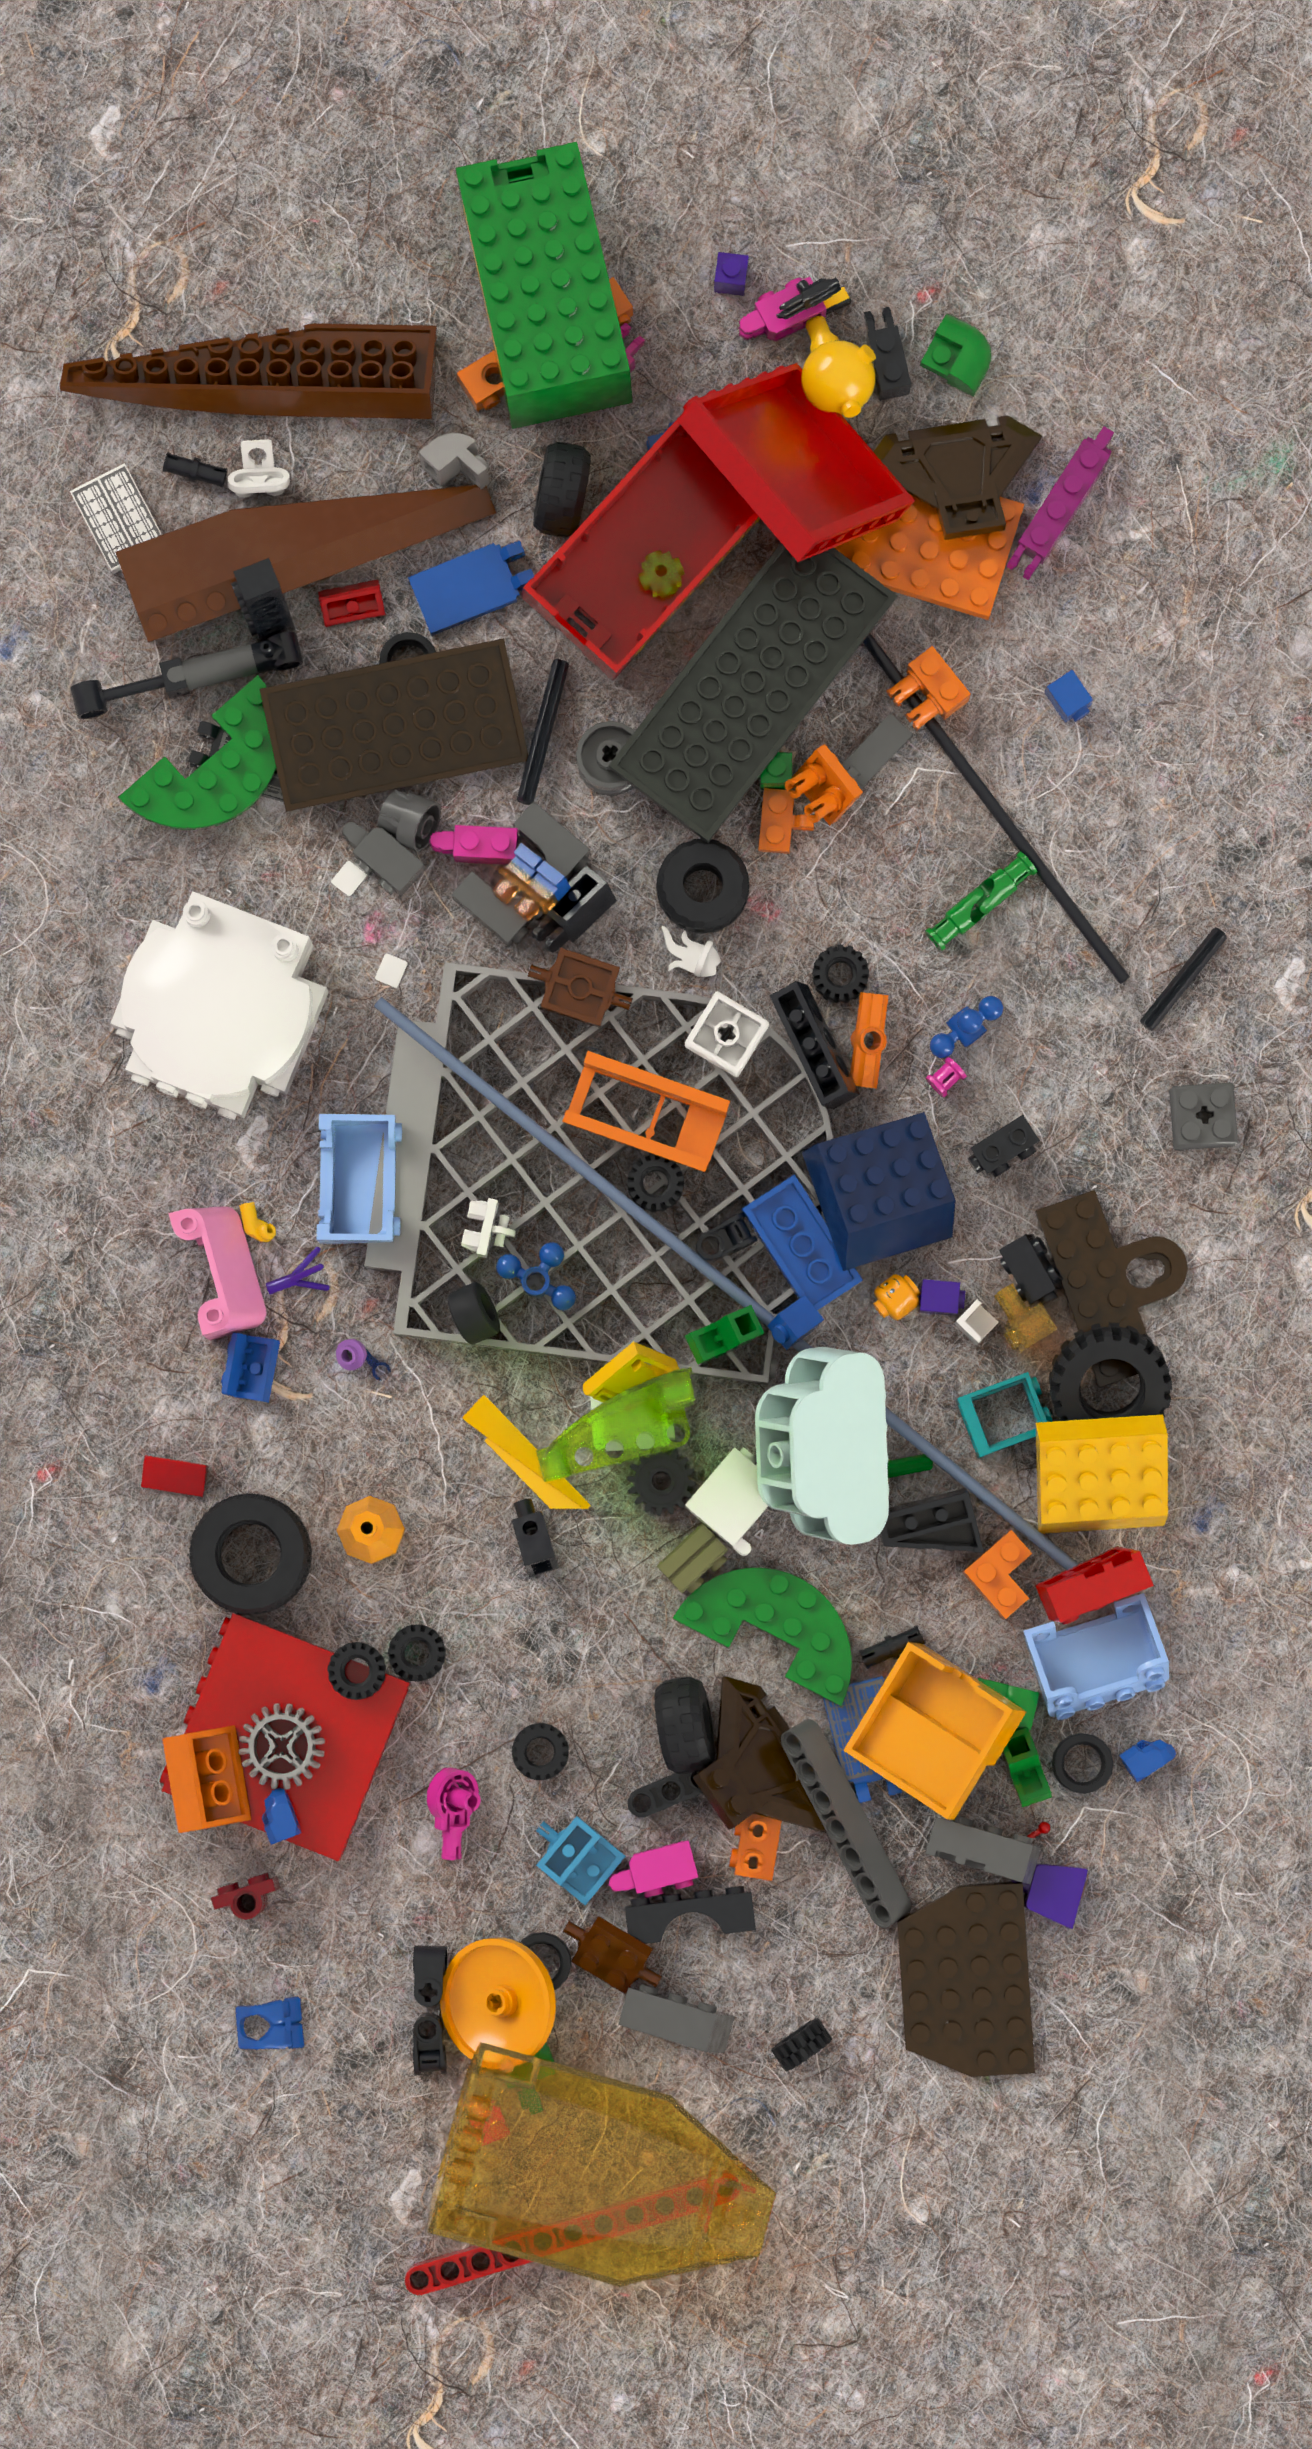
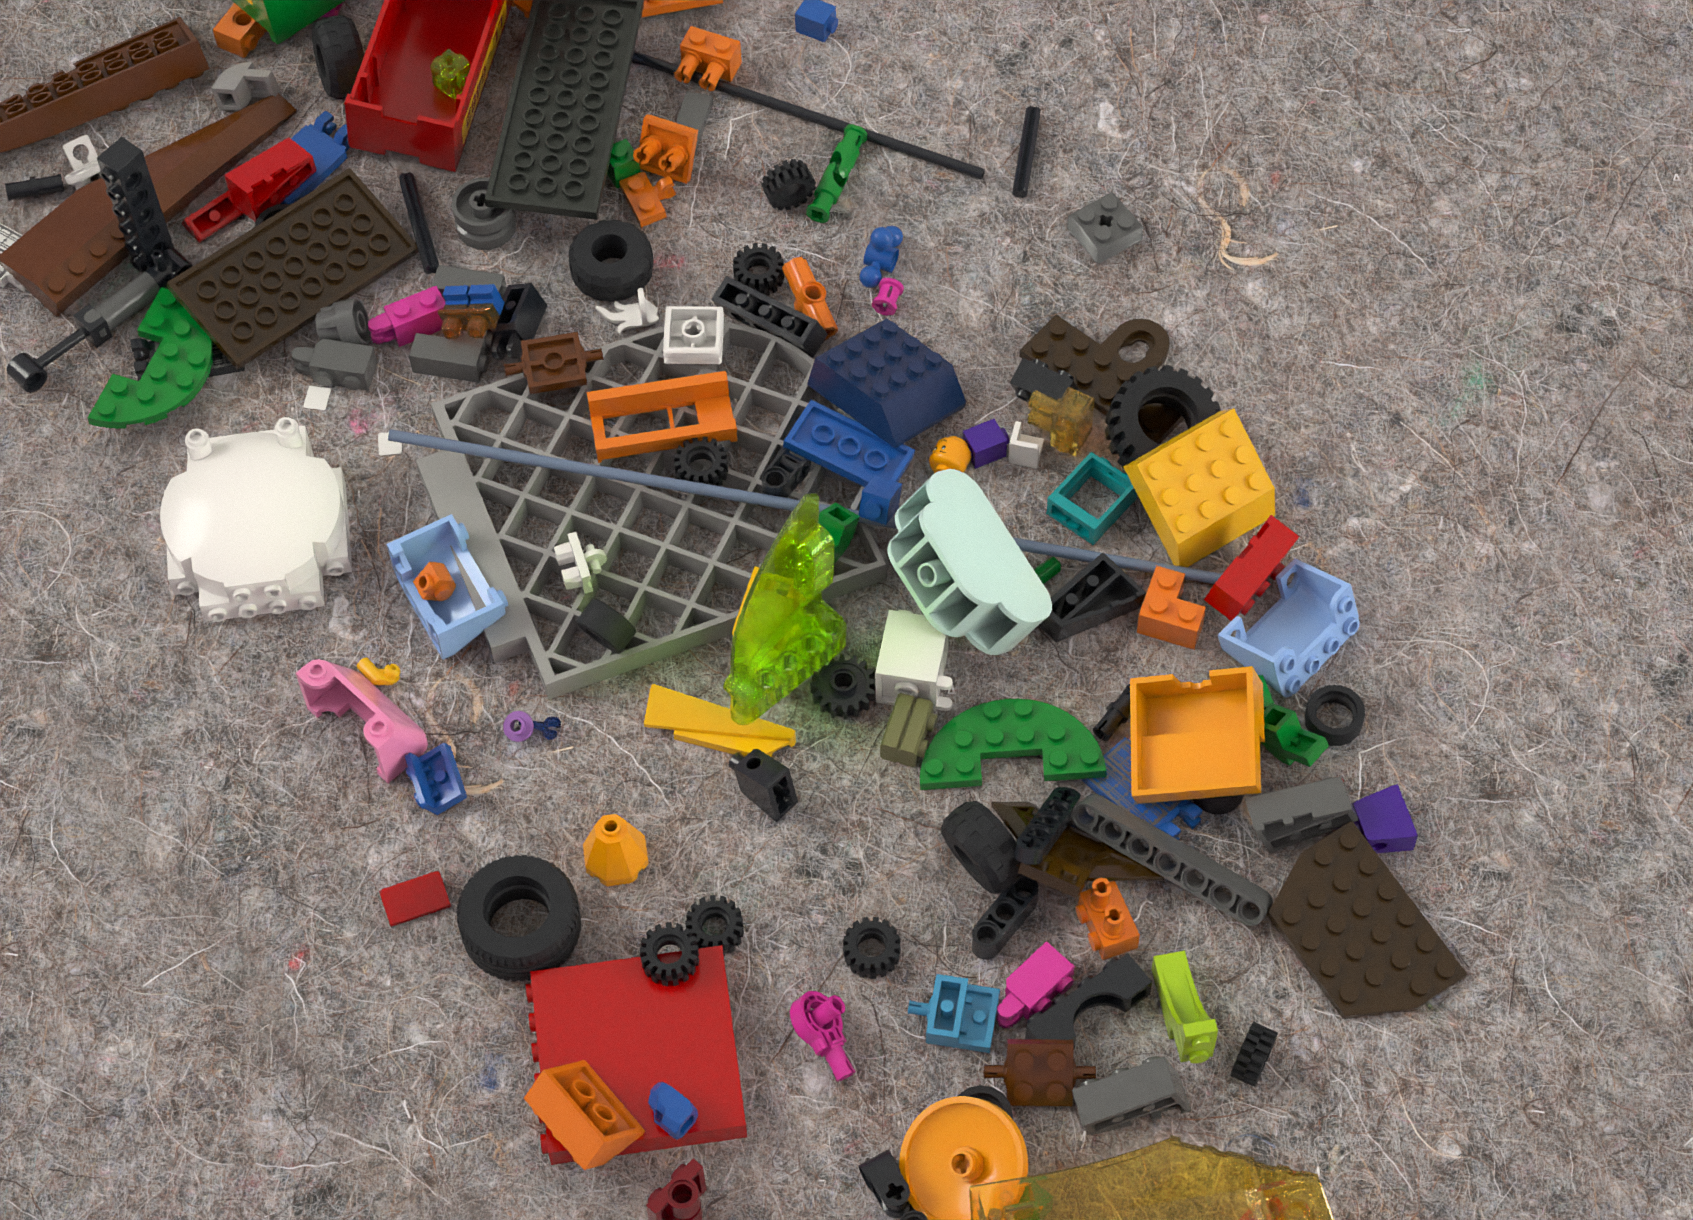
camera: 30 degrees left, 25 degrees down
(262, 1726) = (615, 1039): light grey gear -> none
(295, 1277) = (434, 698): dark purple plant -> none
(347, 1169) = (435, 582): none -> orange plate
(423, 602) = (269, 177): none -> red wedge
(550, 1255) = (645, 556): blue piece -> none
(739, 1745) = (1046, 826): none -> black beam
(766, 1971) = (1182, 1009): none -> lime arch
(921, 896) = (788, 184): none -> black tyre
(1002, 1147) = (965, 316): black brick -> none
(1146, 1758) = (1382, 685): blue rock -> none

